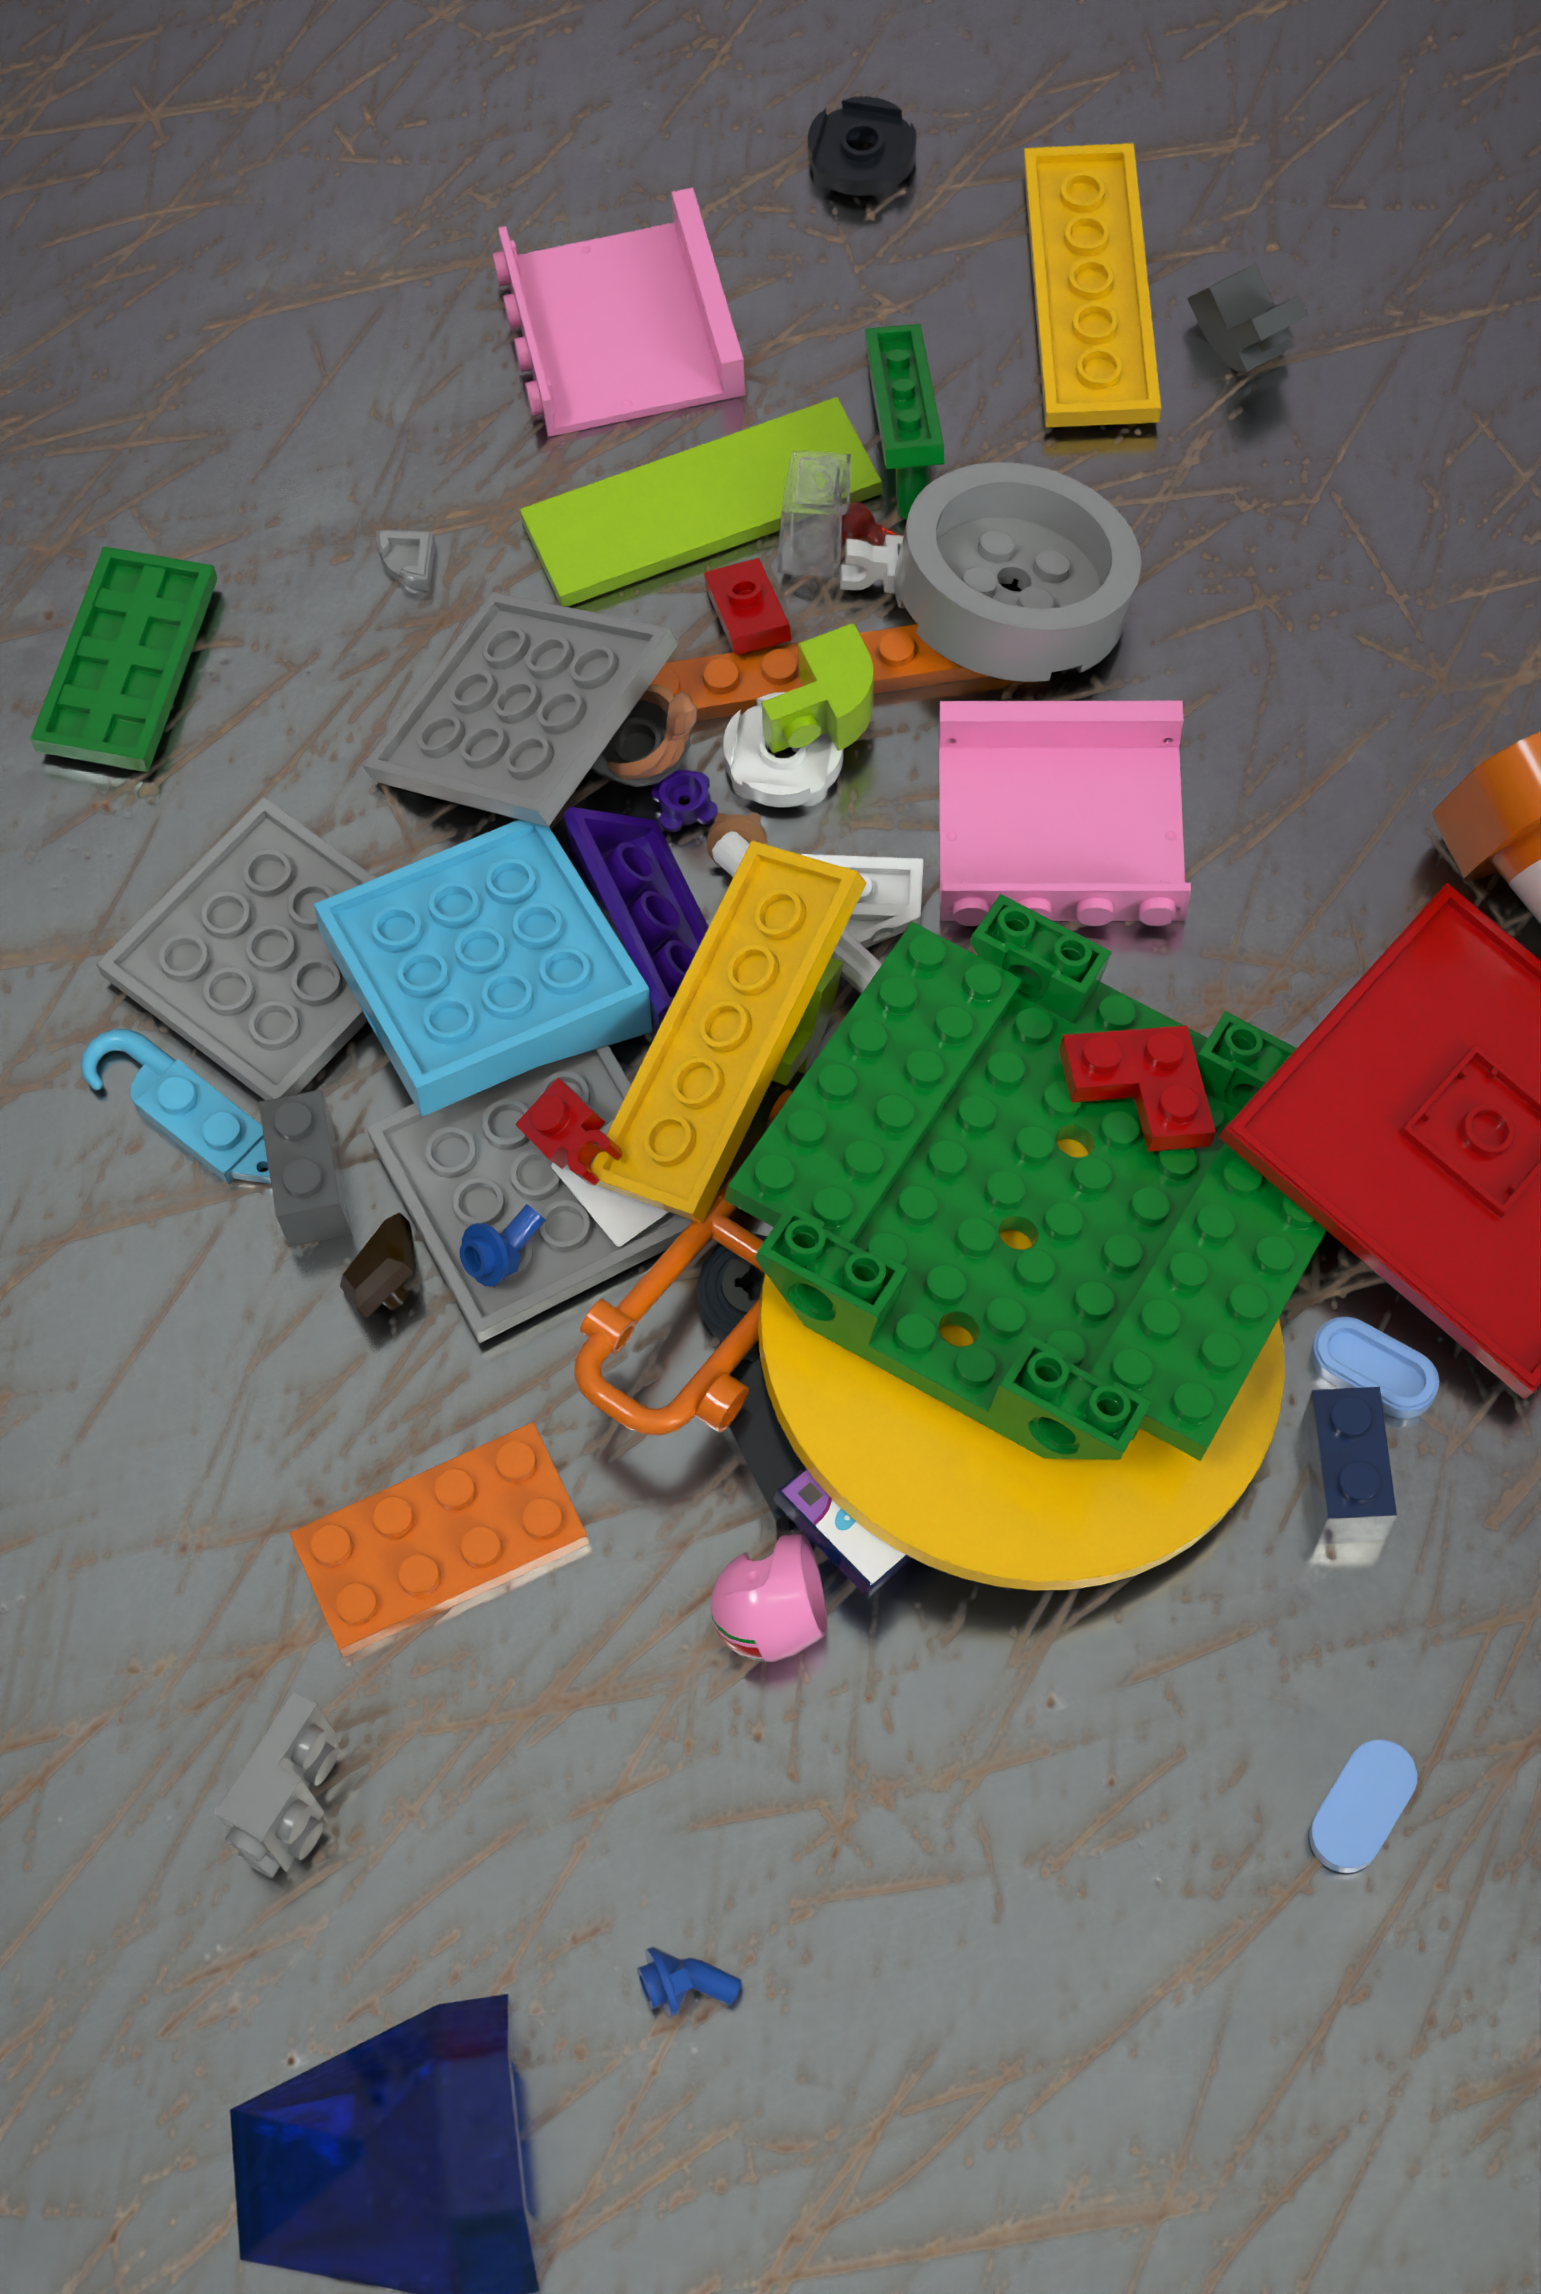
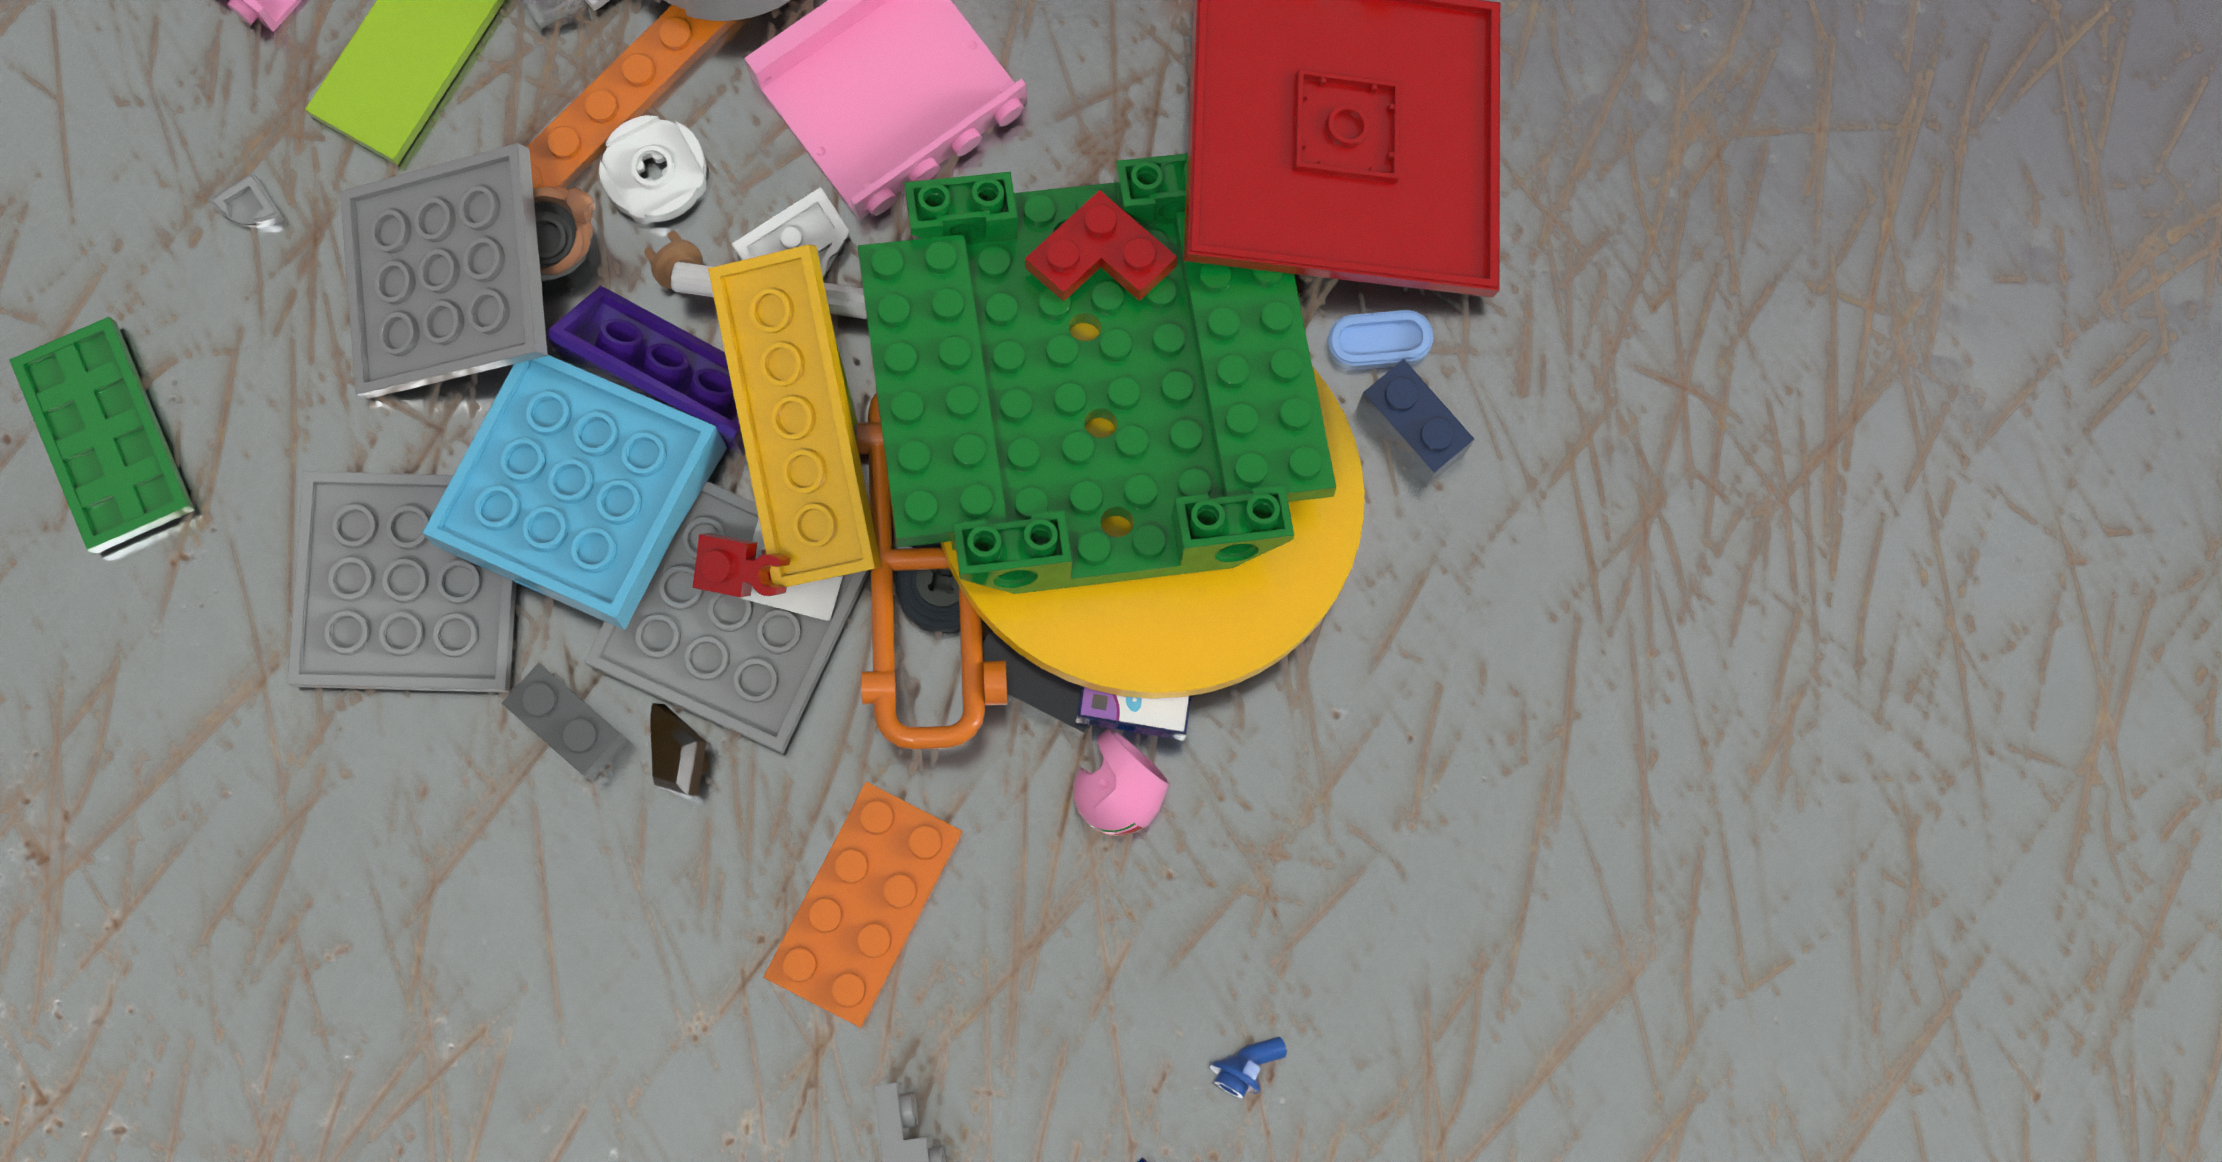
camera: 45 degrees left, 15 degrees up
(185, 1107) = (438, 738): medium azure plate -> none
(494, 1255) = (752, 691): blue plate -> none
(679, 786) = (609, 242): dark purple plate -> none
(747, 606) = (540, 73): red plate -> none
(833, 698) = (667, 100): lime brick -> none
(1363, 1806) = (1575, 639): light blue tile -> none

